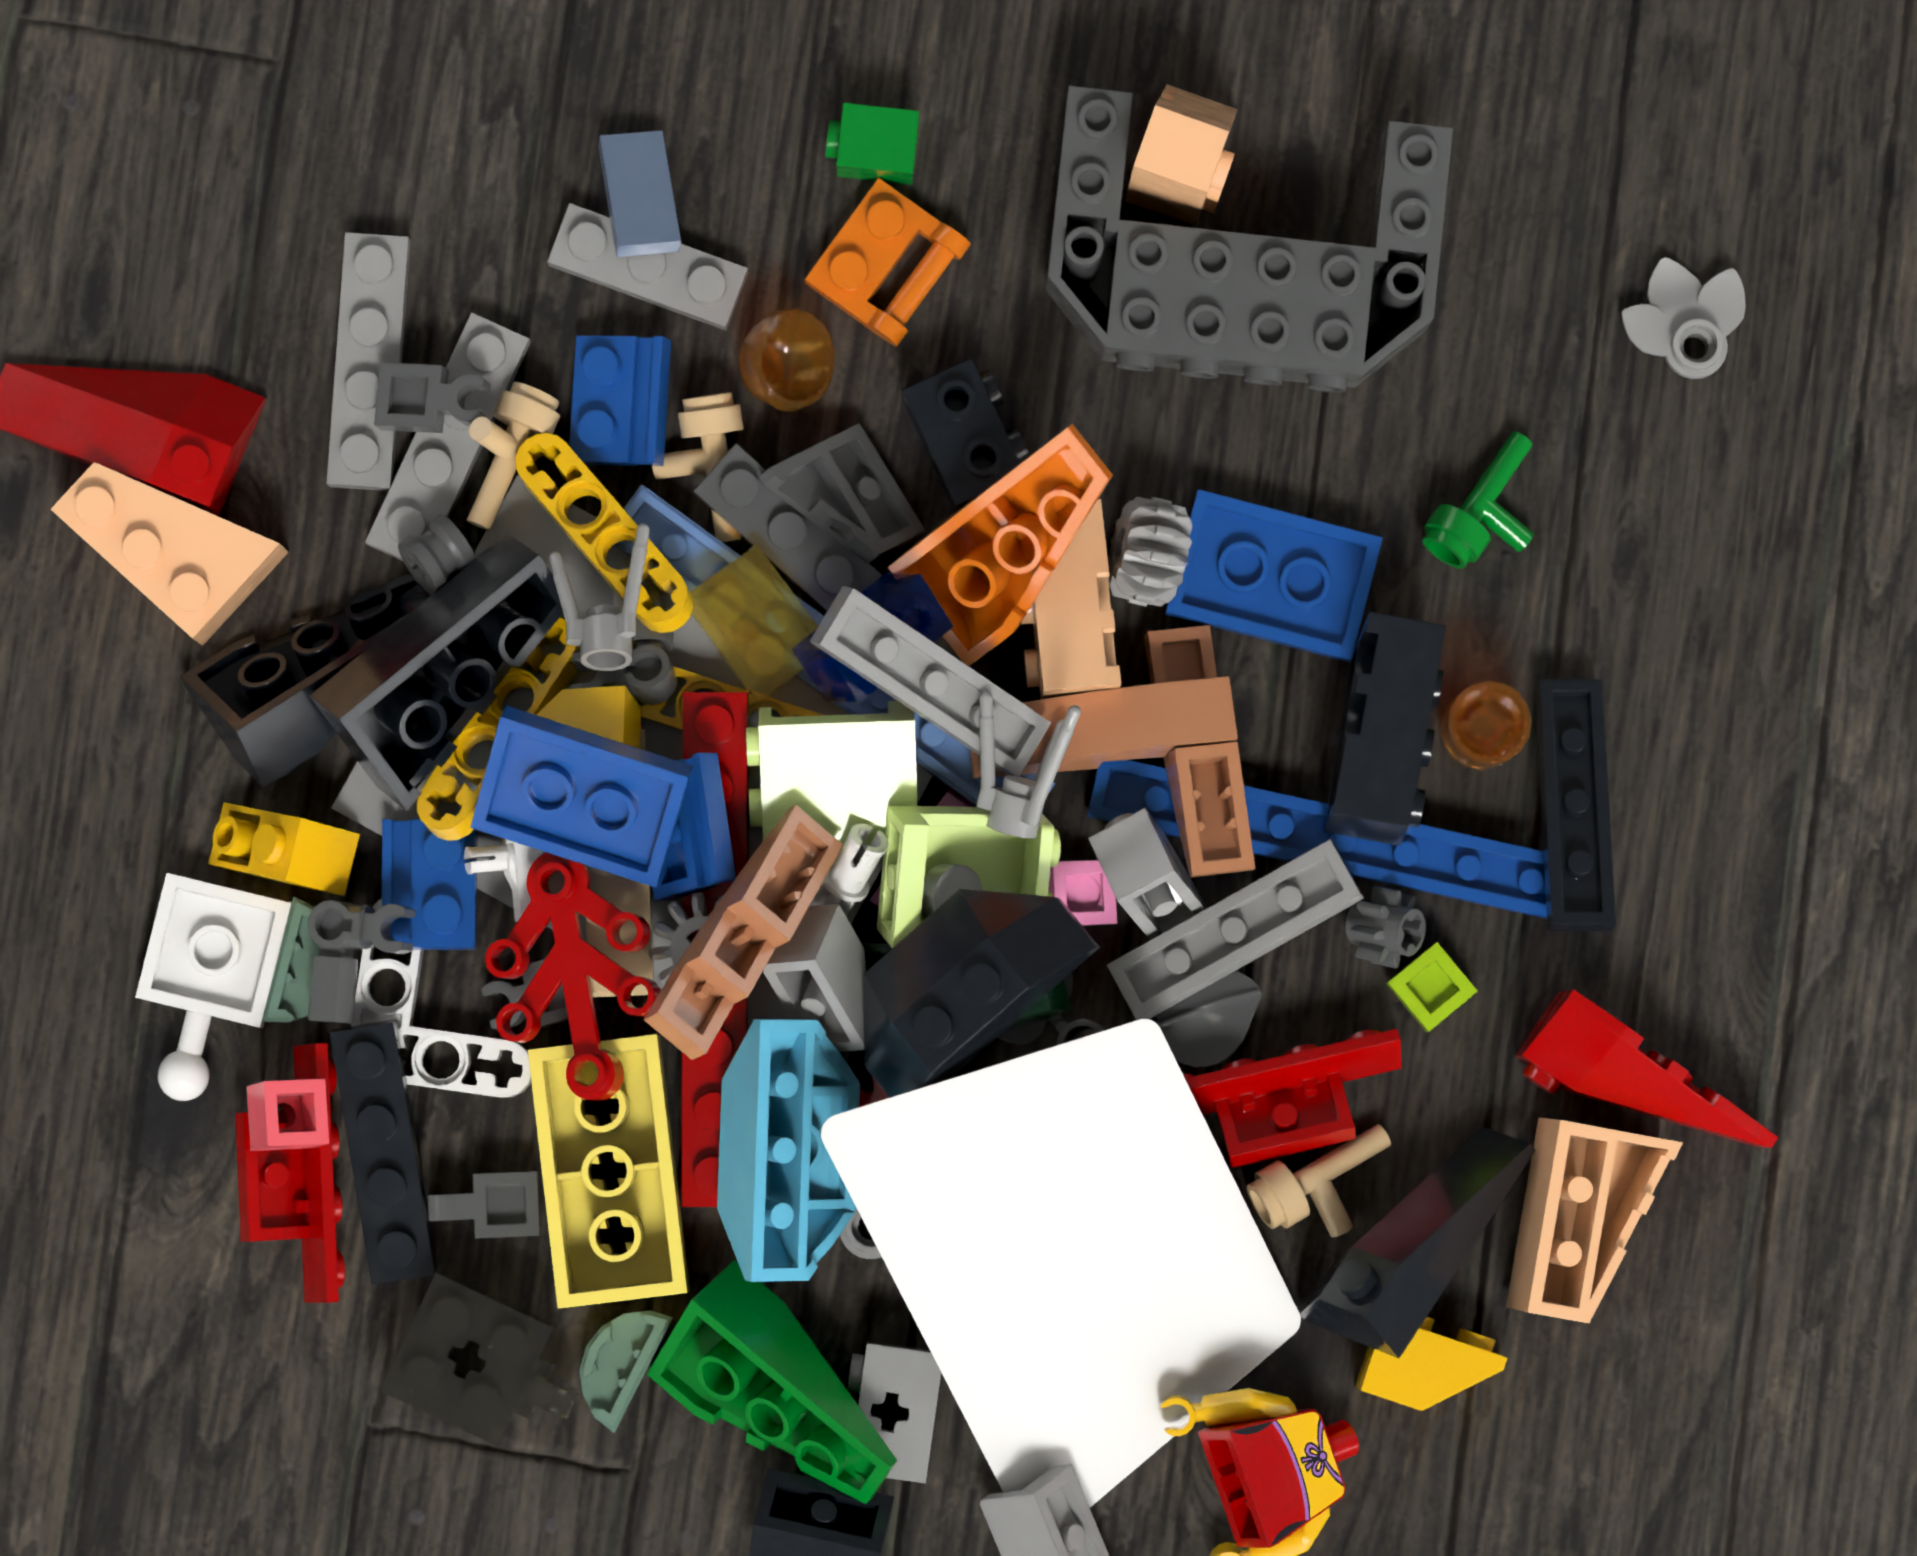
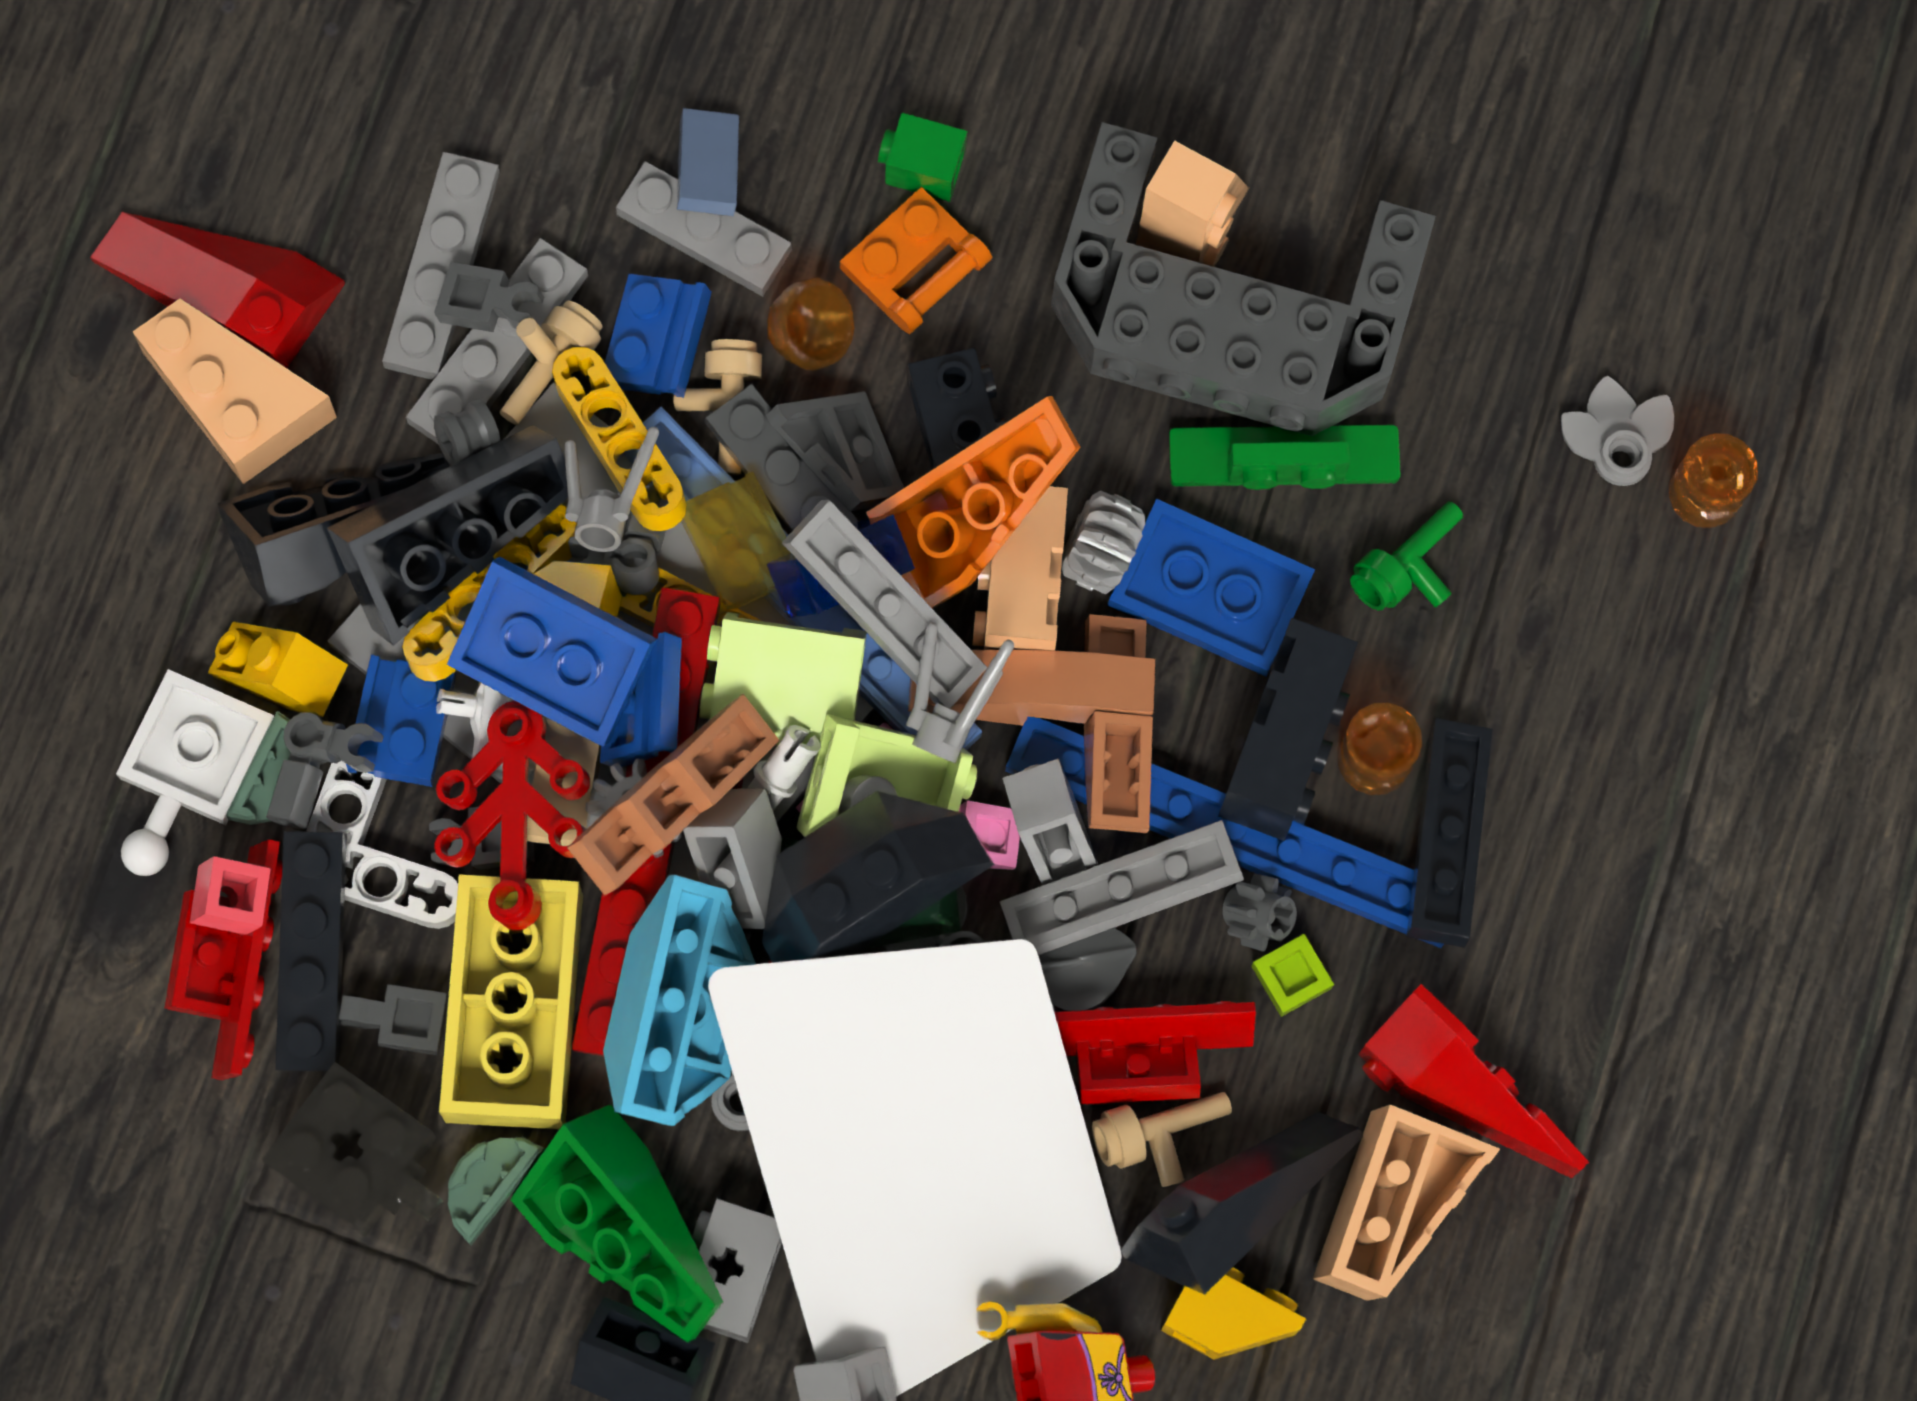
camera: 15 degrees right, 10 degrees down
(1307, 420) = (1277, 456): none -> green bracket
(1798, 360) = (1710, 493): none -> clear orange wheel

